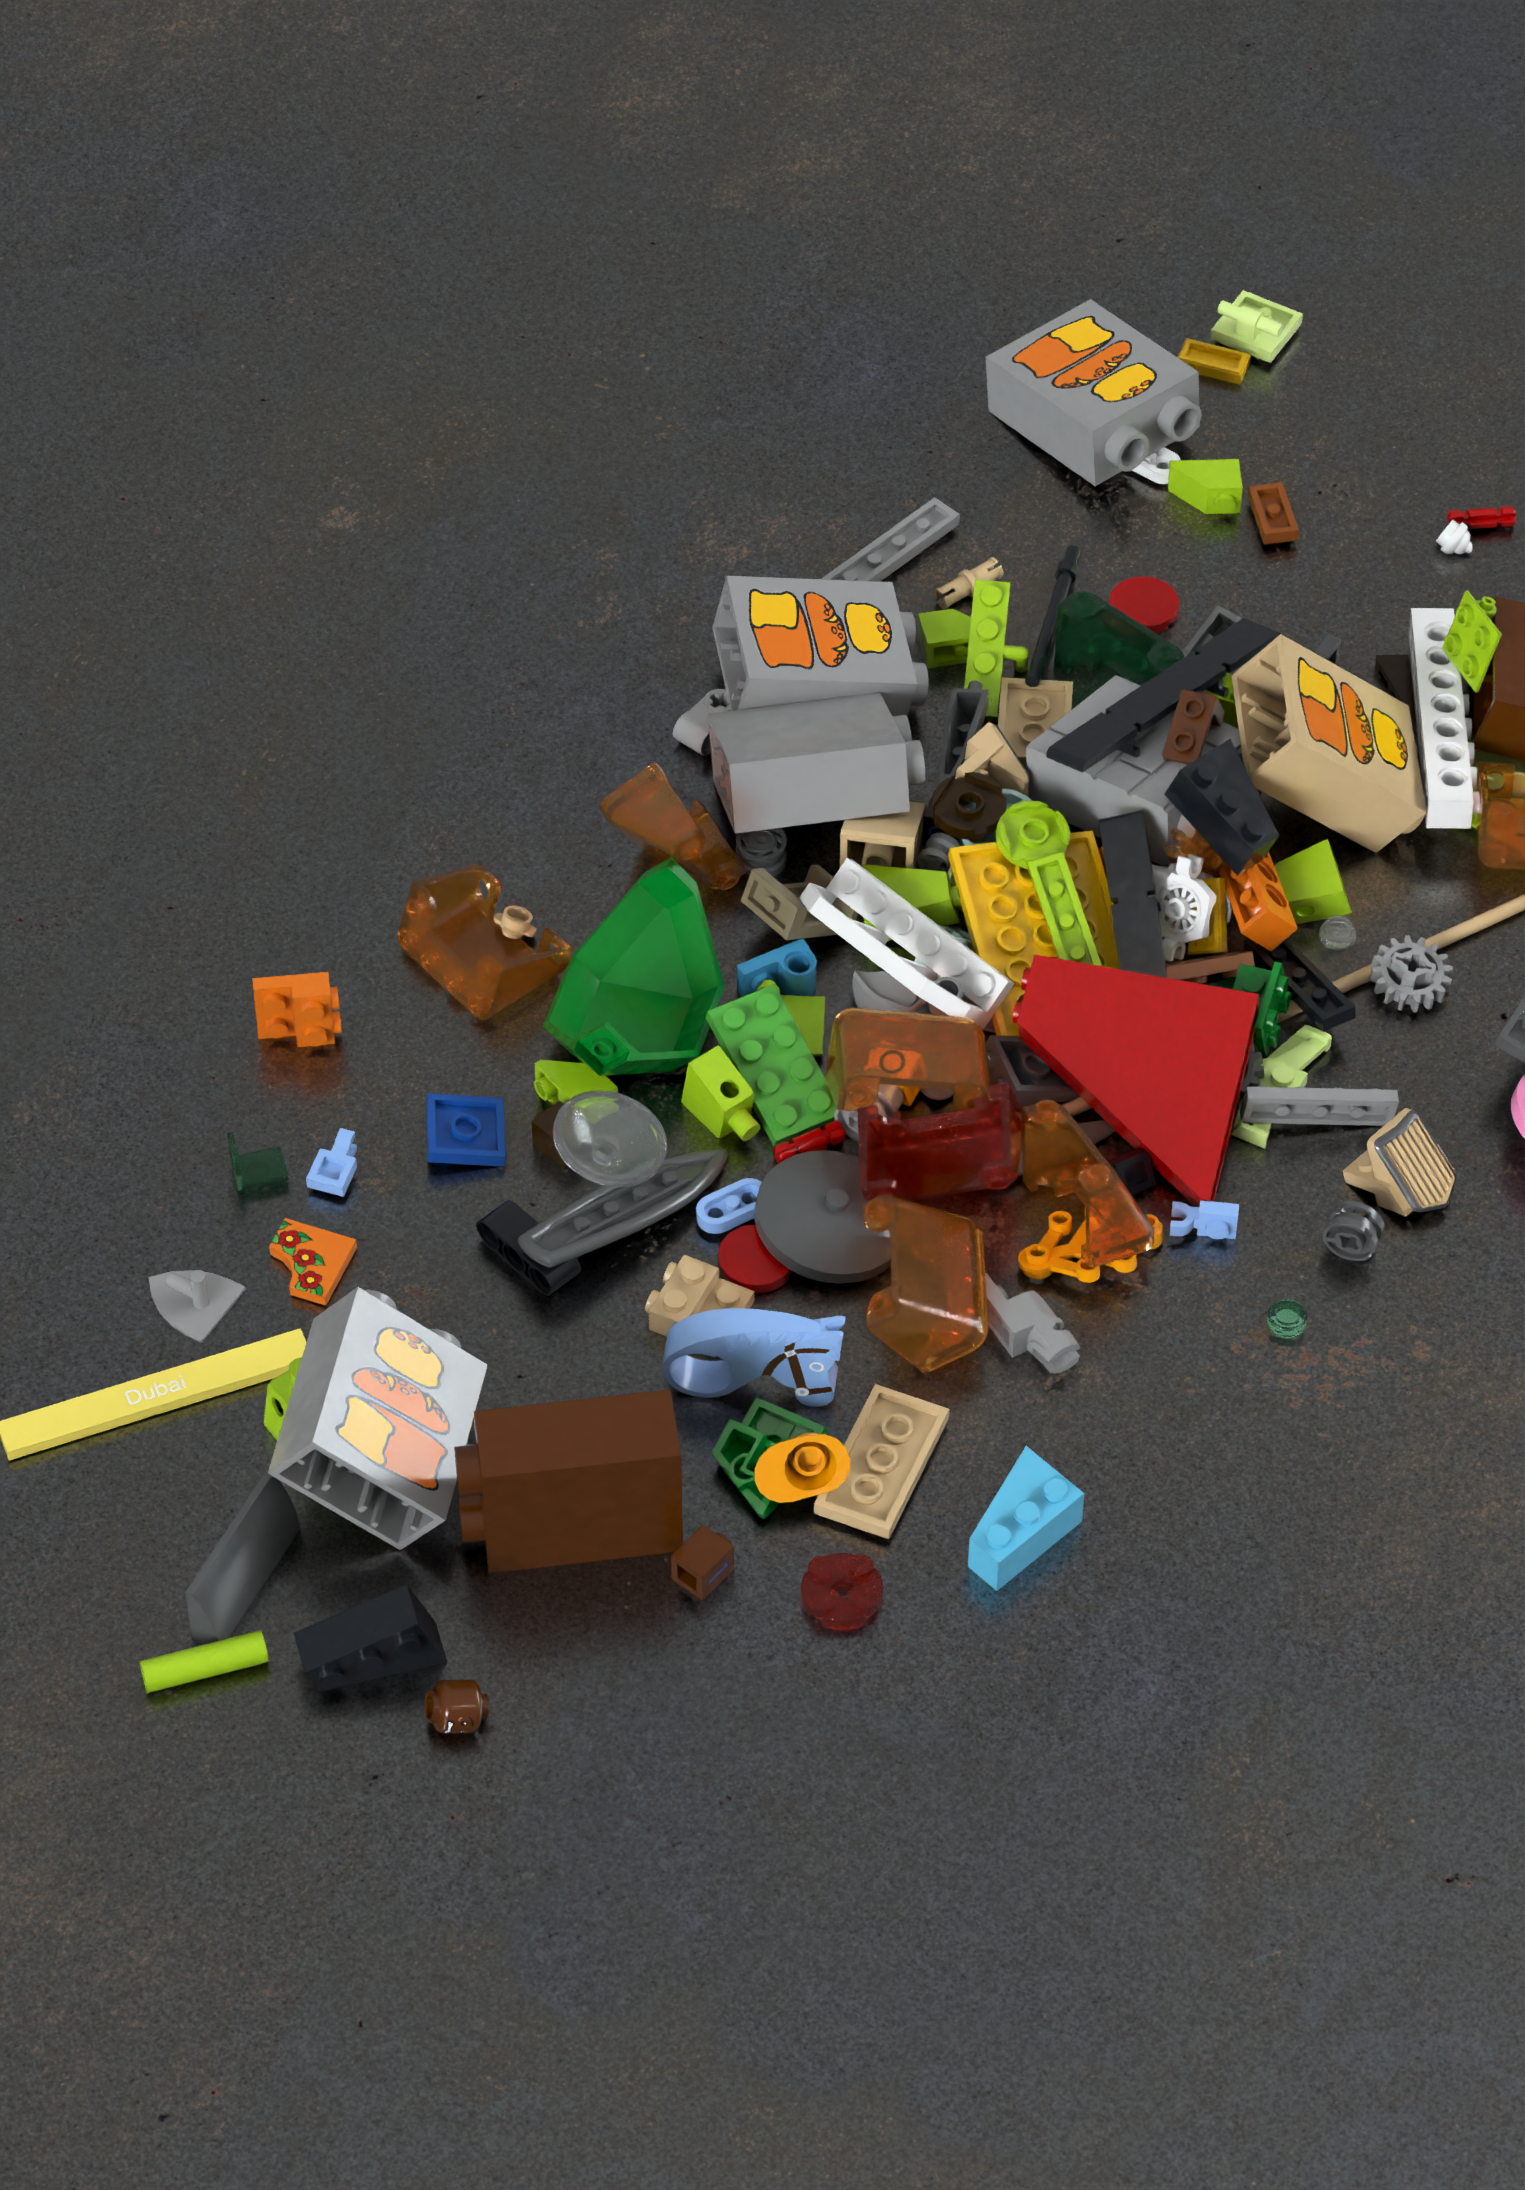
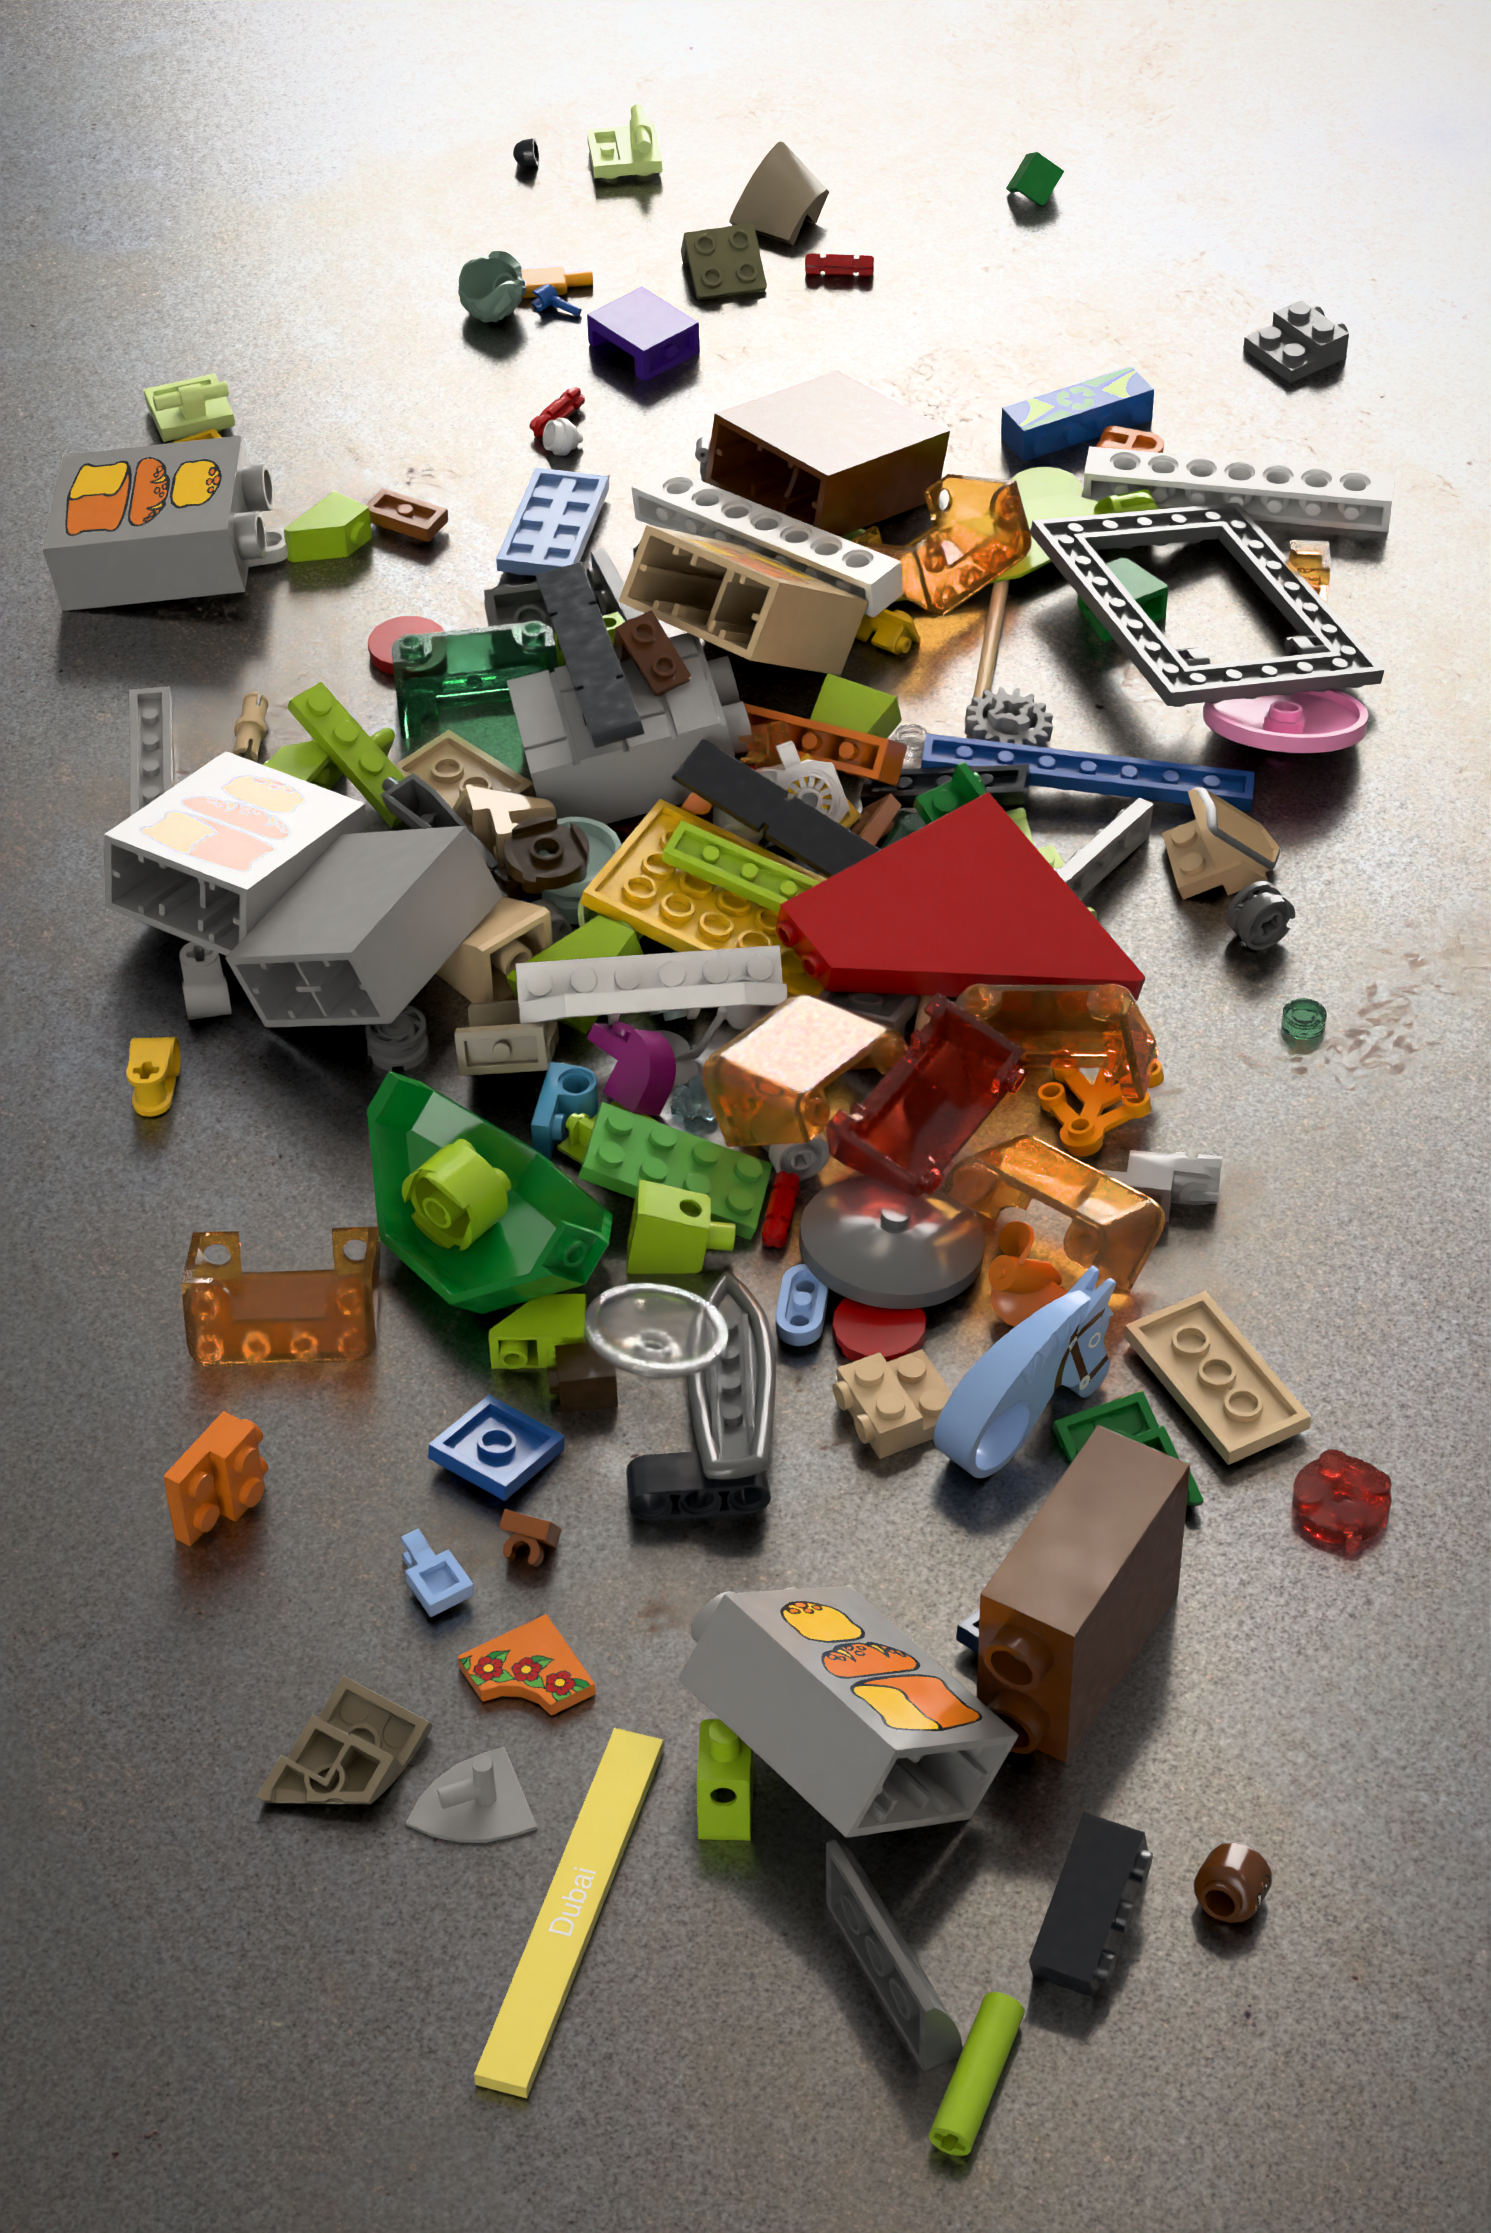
camera: 50 degrees left, 5 degrees down
(170, 1214) = (347, 1751): none -> dark tan slope
(256, 1167) = (364, 1641): clear green bracket -> none
(410, 1188) = (528, 1530): none -> dark orange tile
(515, 922) = (281, 1258): tan plate -> none
(609, 750) = (153, 1073): none -> yellow piece
(633, 968) = (456, 1195): none -> lime brick
(661, 826) = (343, 1054): clear orange windscreen -> none
(702, 1562) = (1222, 1578): reddish brown brick -> none
(802, 1467) = (1195, 1421): light orange piece -> none
(846, 985) = (643, 1068): none -> magenta brick
(852, 1301) = (1021, 1283): none -> orange piece
(1023, 1520) = (1384, 1313): medium azure wedge -> none
(1031, 832) = (629, 833): lime tile -> none
(1065, 575) = (317, 669): black bar -> none
(1210, 1219) = (1159, 991): light blue plate -> none
(1224, 807) = (767, 685): black wedge -> none
(1353, 595) = (552, 521): none -> plate
(1409, 1052) = (1095, 771): none -> blue plate
(1444, 852) = (892, 629): none -> yellow hinge
(1473, 638) = (737, 457): lime hinge -> none

